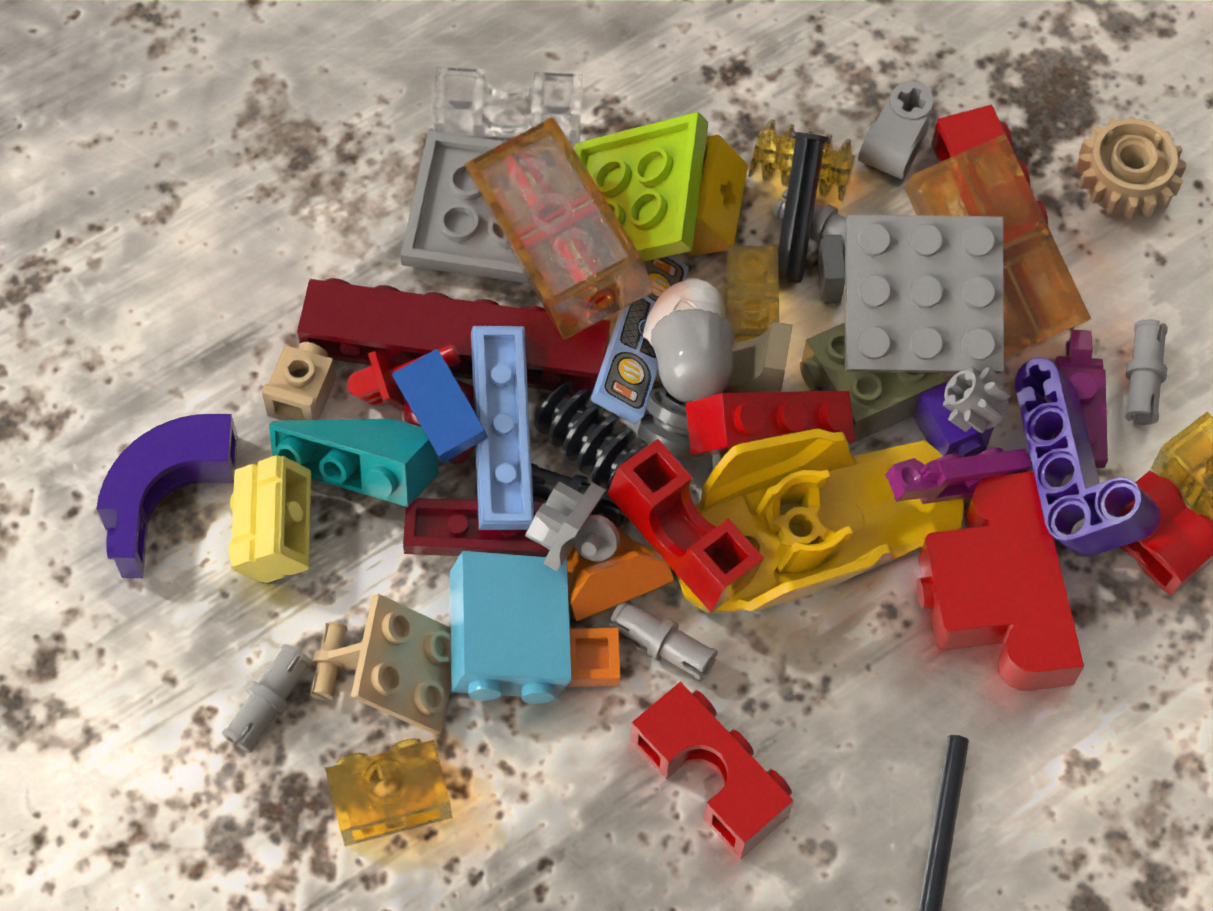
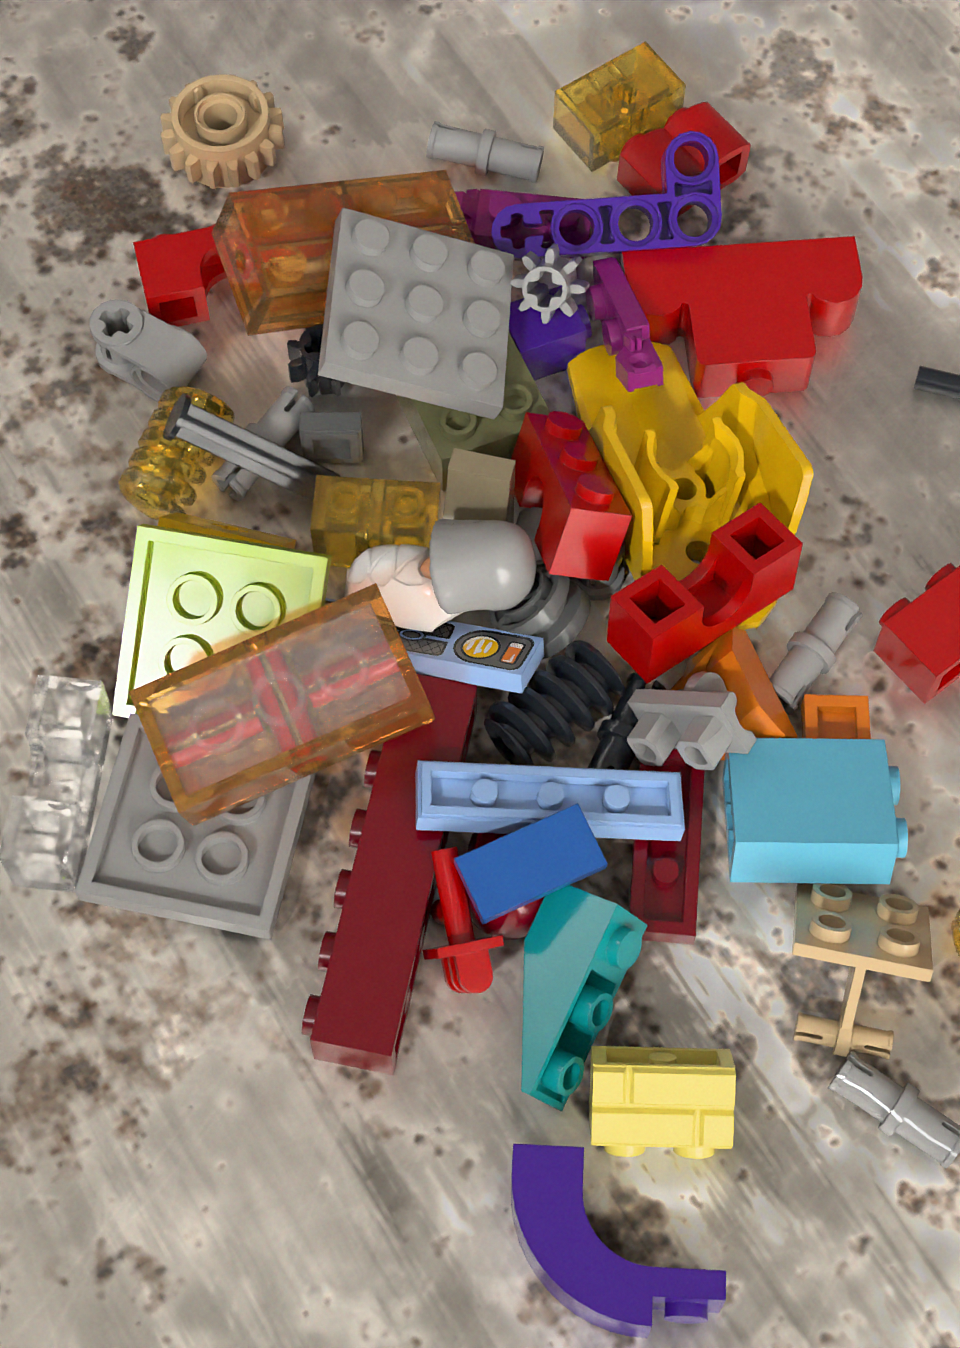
camera: 85 degrees left, 0 degrees up
(299, 397) = (460, 1088): tan brick -> none

